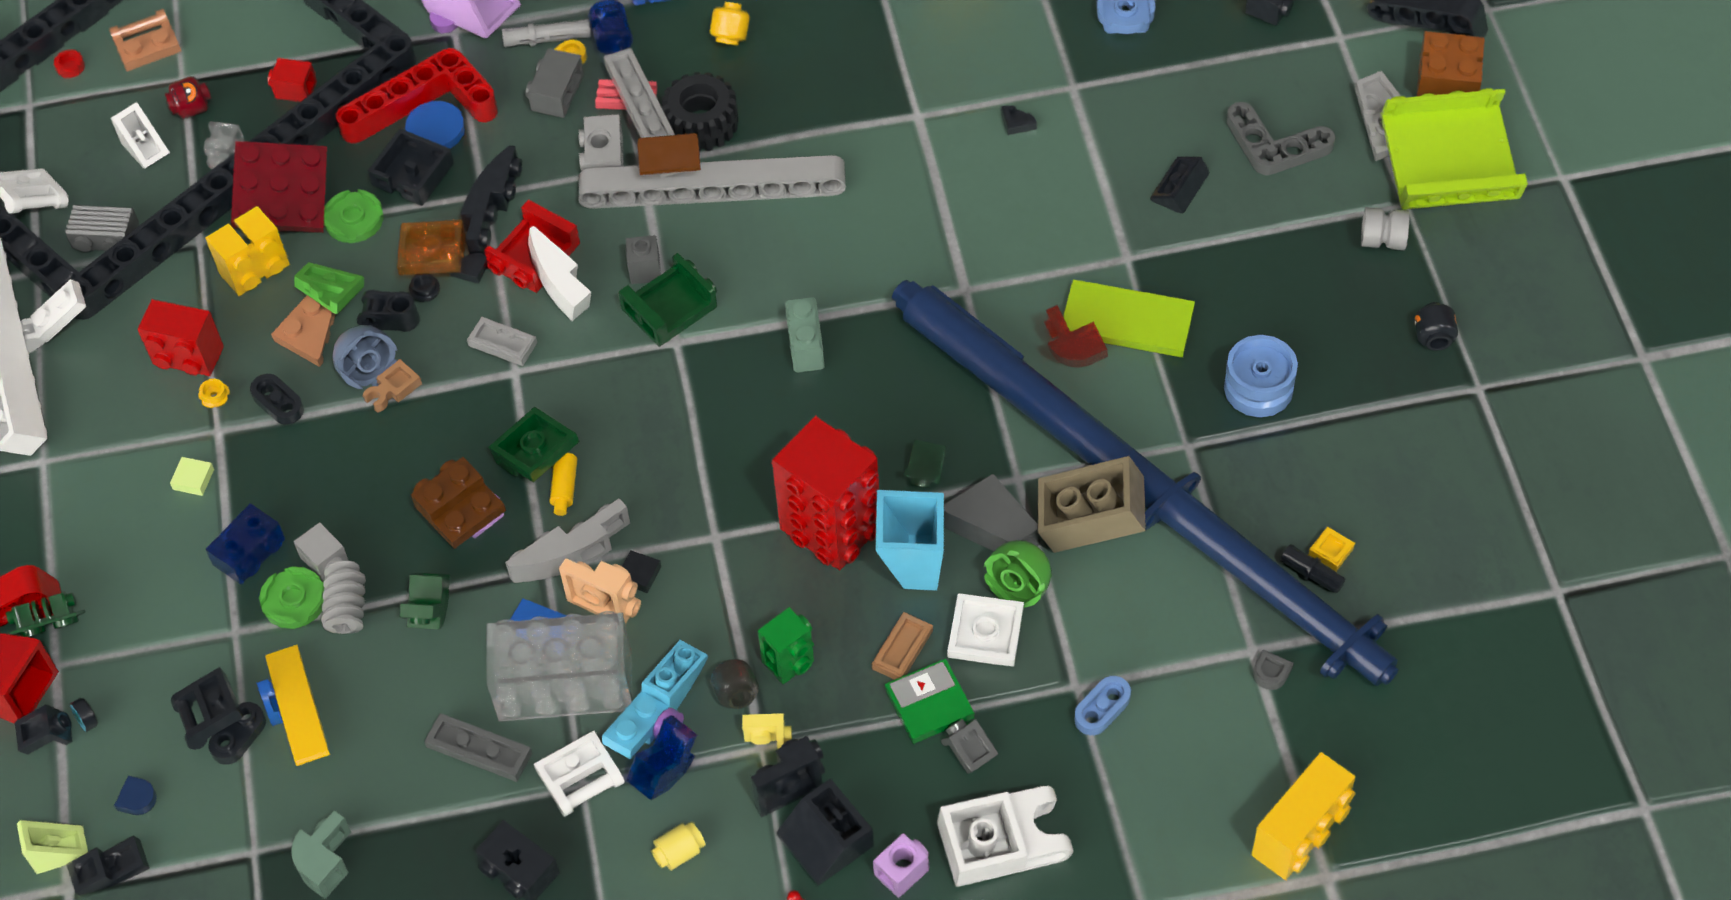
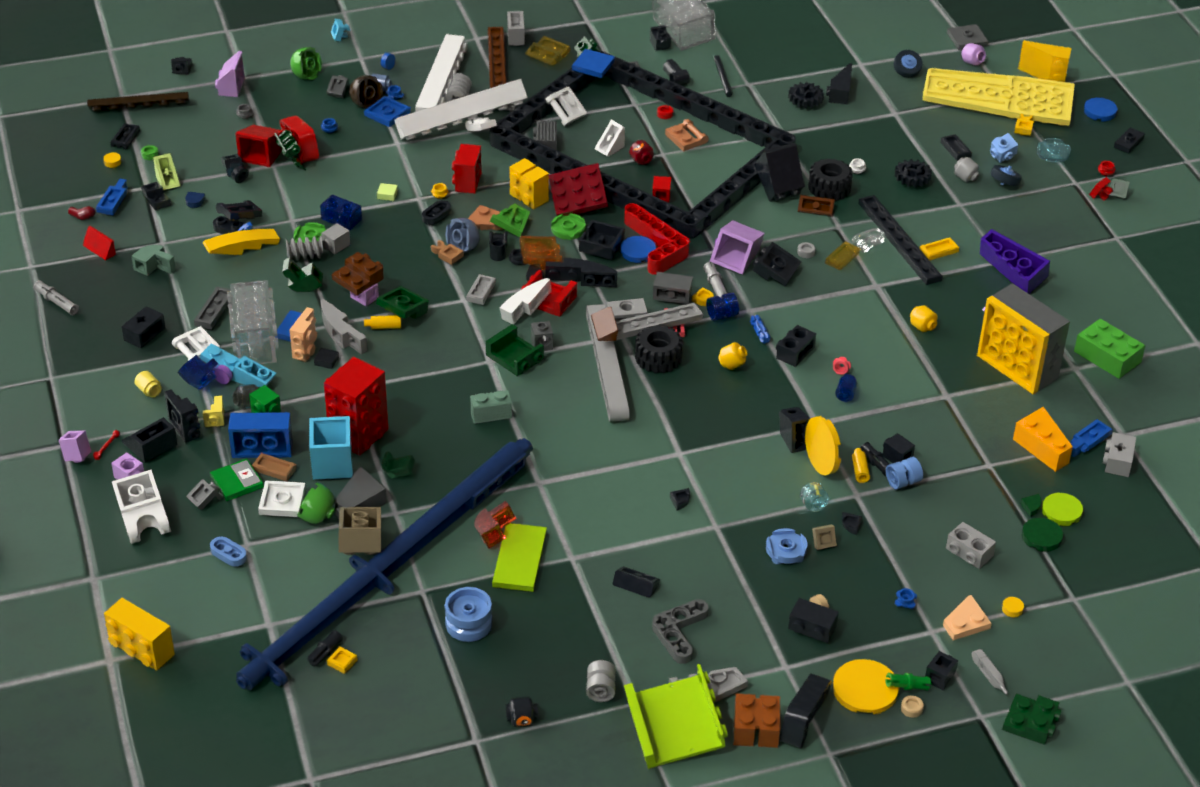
camera: 80 degrees right, 15 degrees down
(221, 142) = (610, 167): clear brick -> none
(847, 652) = (260, 433): none -> blue brick
(1271, 670) = (252, 631): dark grey tile -> none

